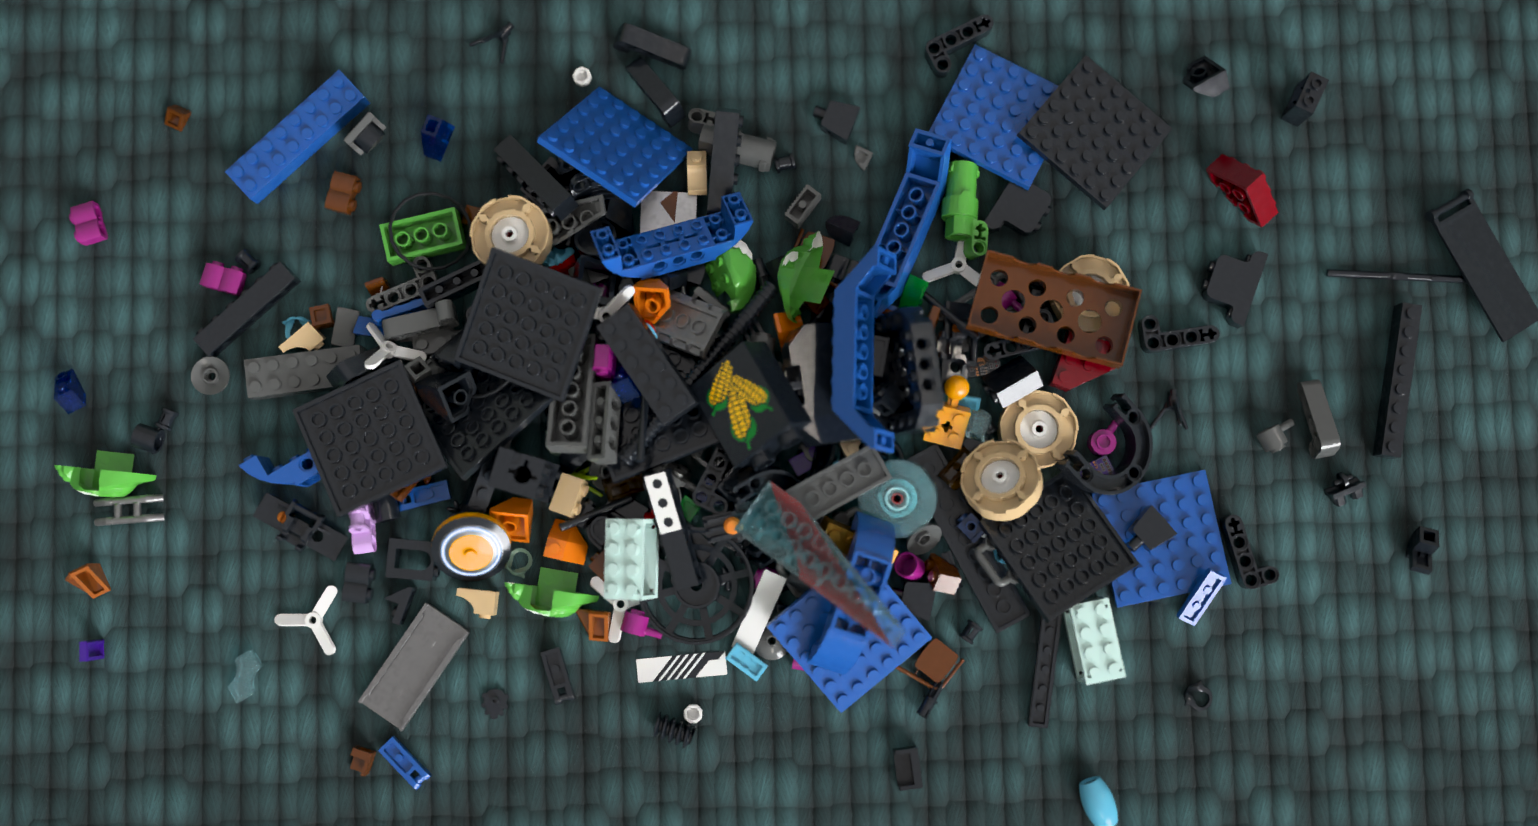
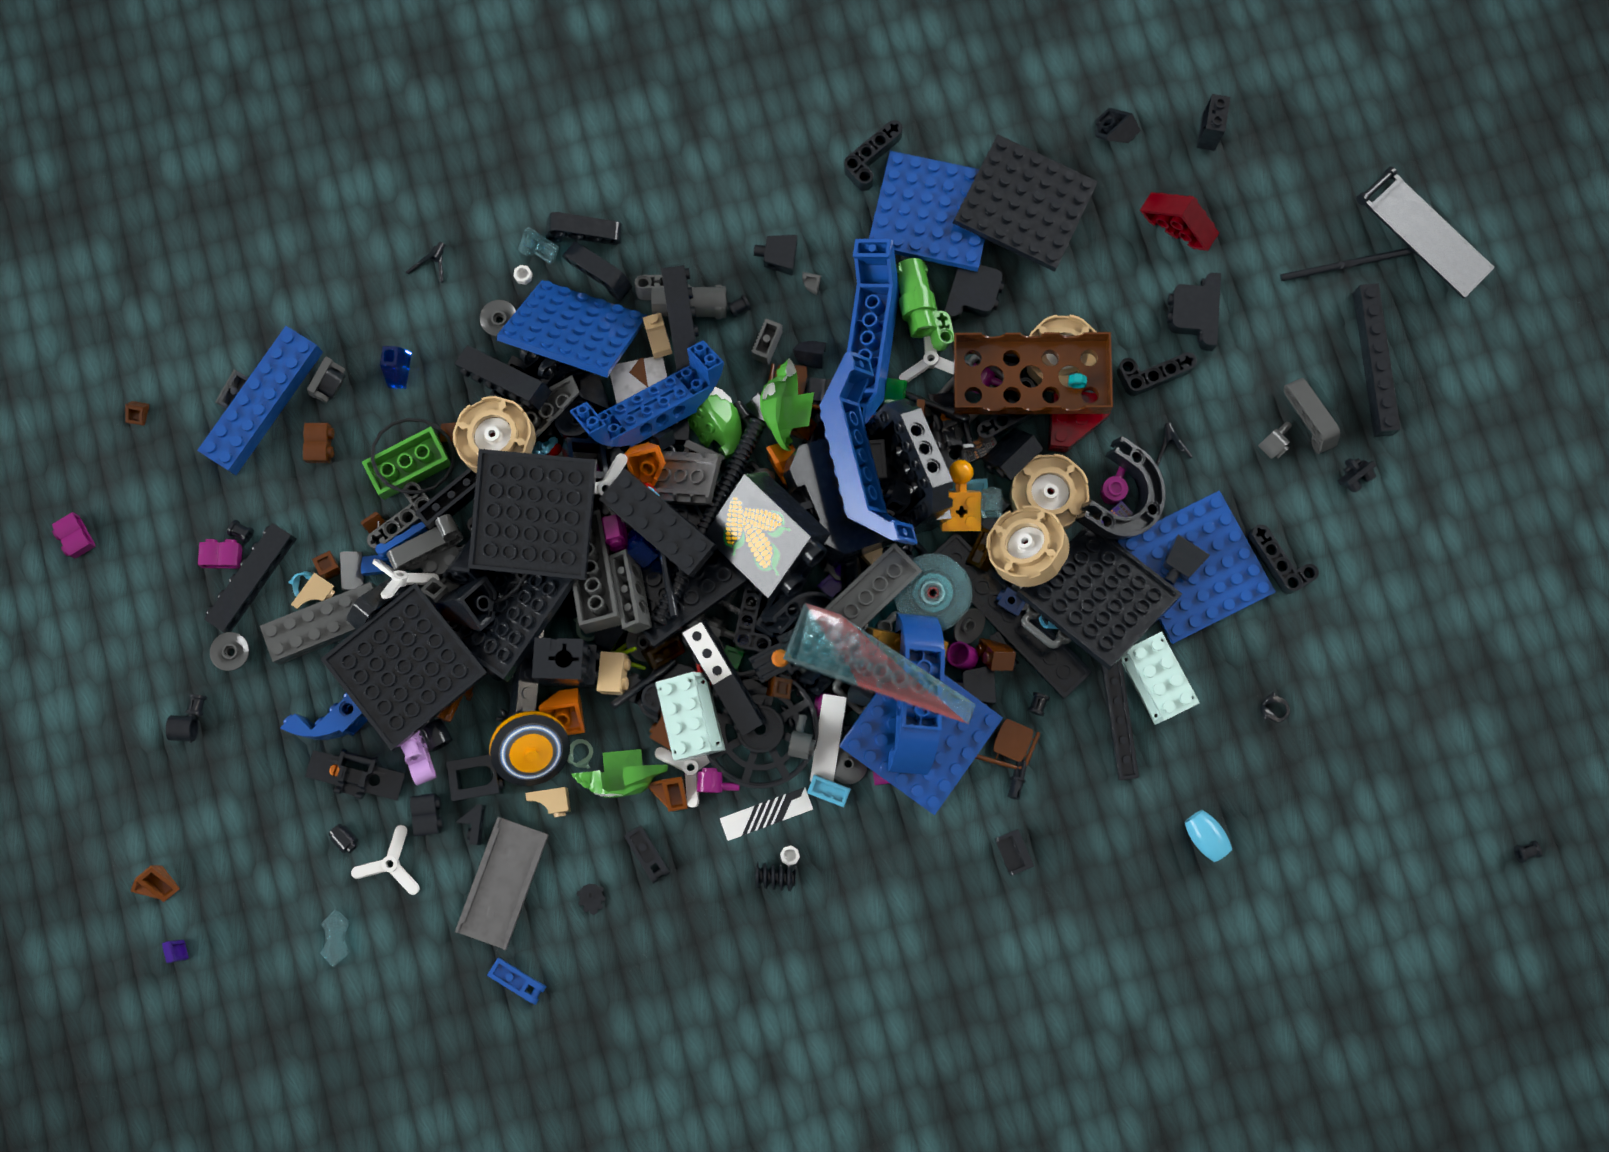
camera: 15 degrees left, 5 degrees down
(69, 391) = (92, 703): clear blue slope -> none
(108, 479) = (152, 776): bright green animal -> none
(137, 516) = (189, 807): flat silver piece -> none
(272, 118) = (231, 389): none -> dark grey slope
(275, 584) = (343, 838): none -> black brick
(362, 759) = (473, 989): reddish brown panel -> none
(427, 495) = (472, 712): blue plate -> none
(543, 106) = (492, 312): none -> dark grey dish
(566, 545) = (622, 723): orange slope -> none
(601, 48) = (534, 243): none -> clear light blue plate
(724, 552) = (779, 687): none -> reddish brown slope
(731, 612) = (801, 743): none -> dark grey piece
(1095, 328) = (1077, 380): none -> teal tile
(1201, 596) = (1250, 610): plate -> none
(1420, 549) = (1445, 509): black brick -> none

